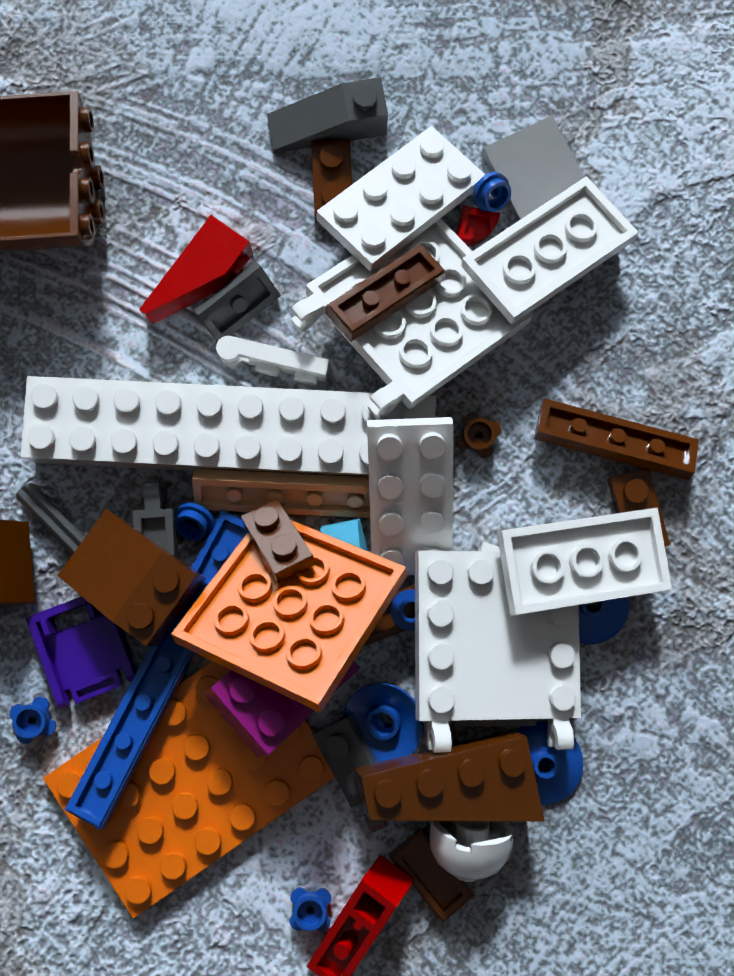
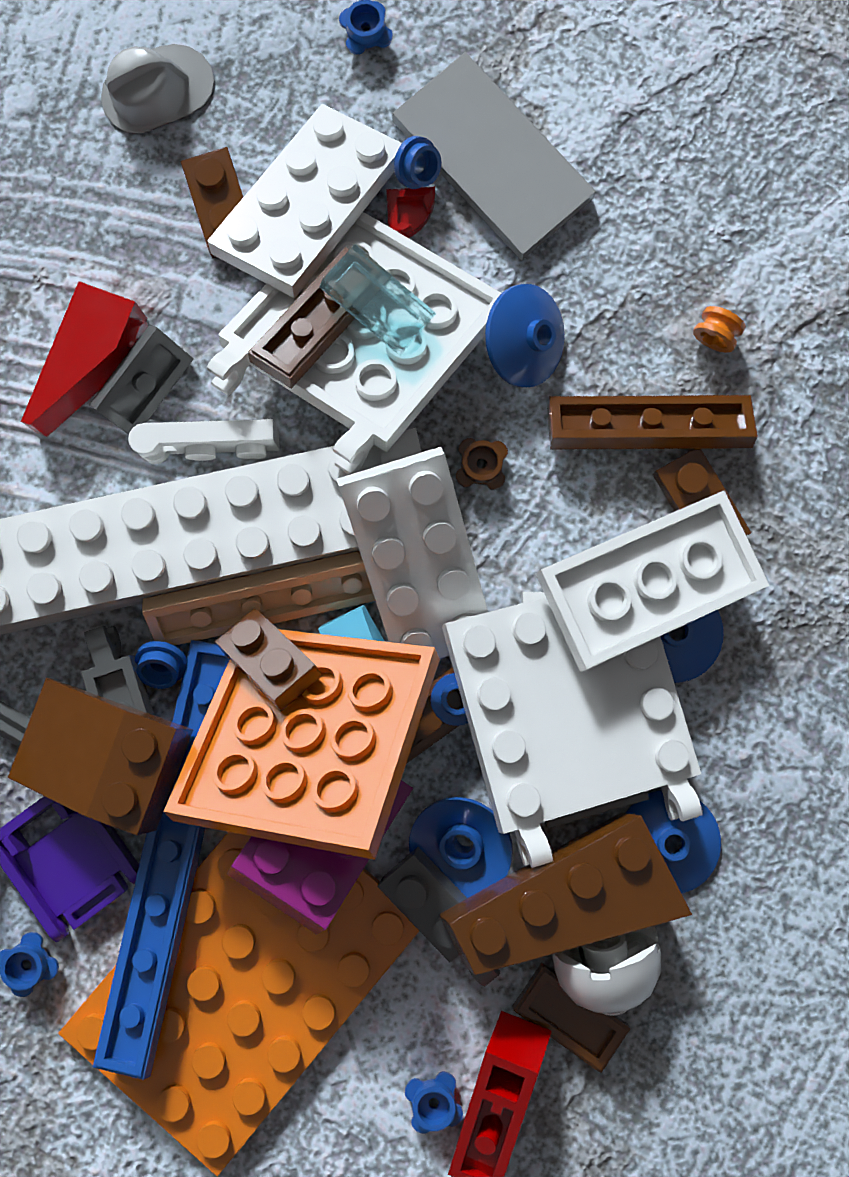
camera: 10 degrees left, 0 degrees up
(304, 72) = (155, 86): none -> light grey piece
(339, 113) = (206, 115): dark grey slope -> none
(433, 292) = (377, 299): none -> clear light blue tile
(480, 64) = (363, 14): none -> blue plate
(538, 347) = (524, 335): none -> blue dish
(548, 250) = (505, 212): white plate -> none
(688, 382) = (719, 329): none -> orange bush

